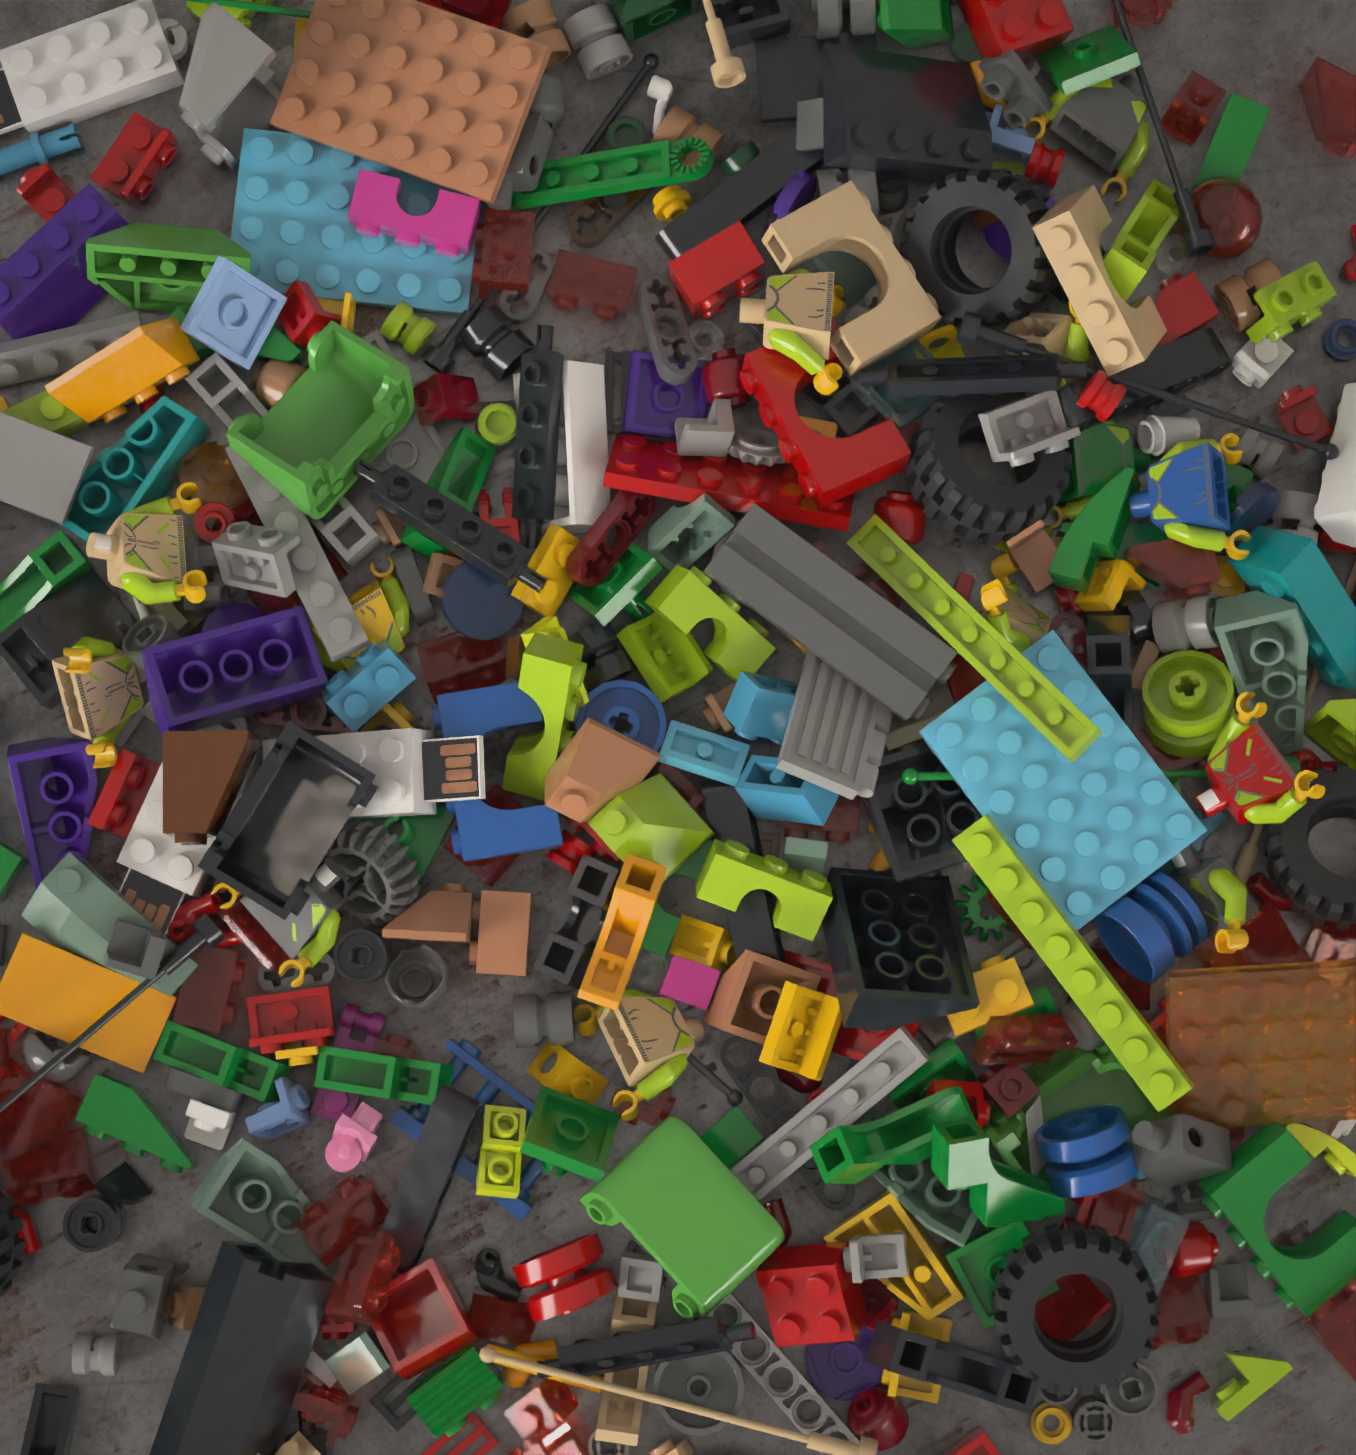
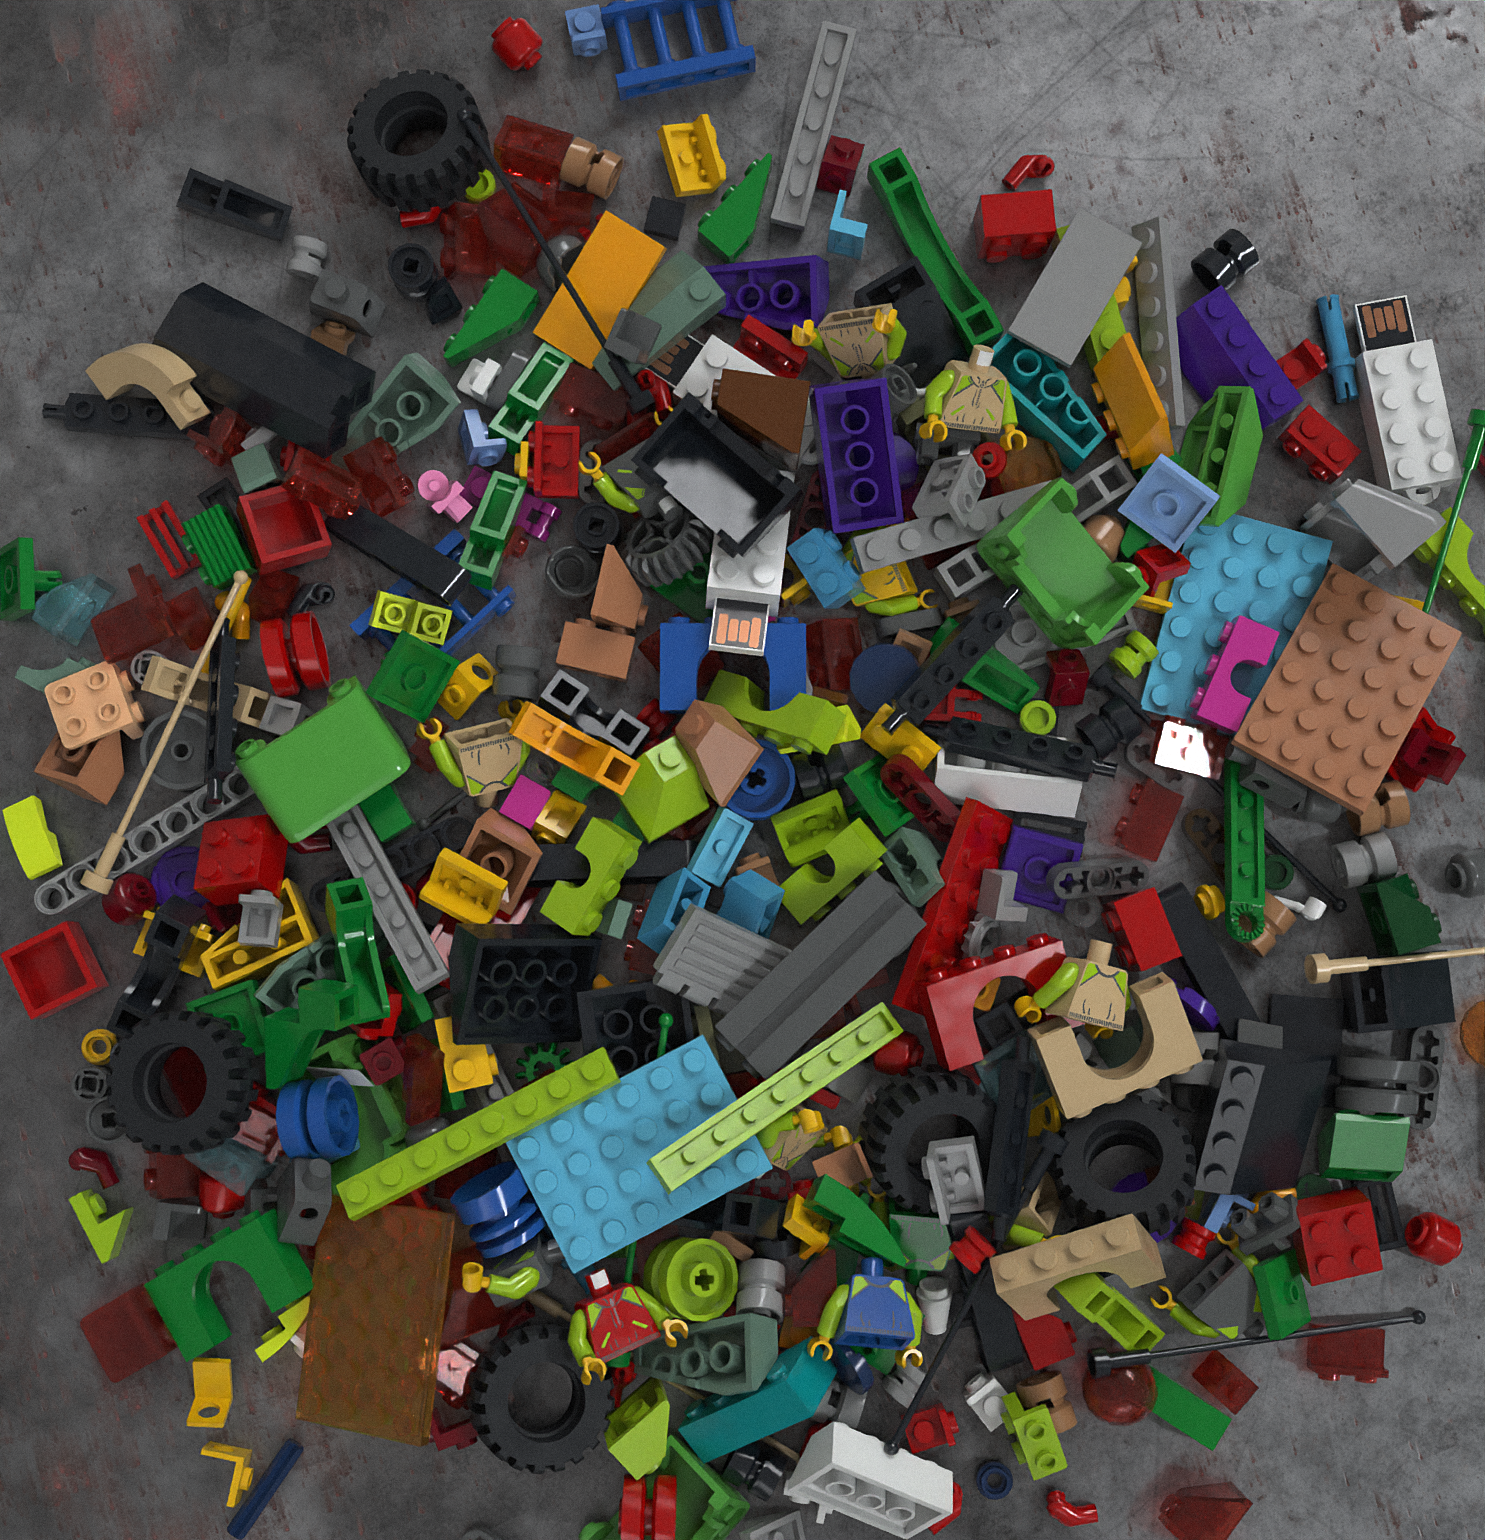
camera: 90 degrees right, 0 degrees up
(723, 379) = (1045, 918): dark red head -> none
(740, 158) = (1240, 969): dark green tile -> none

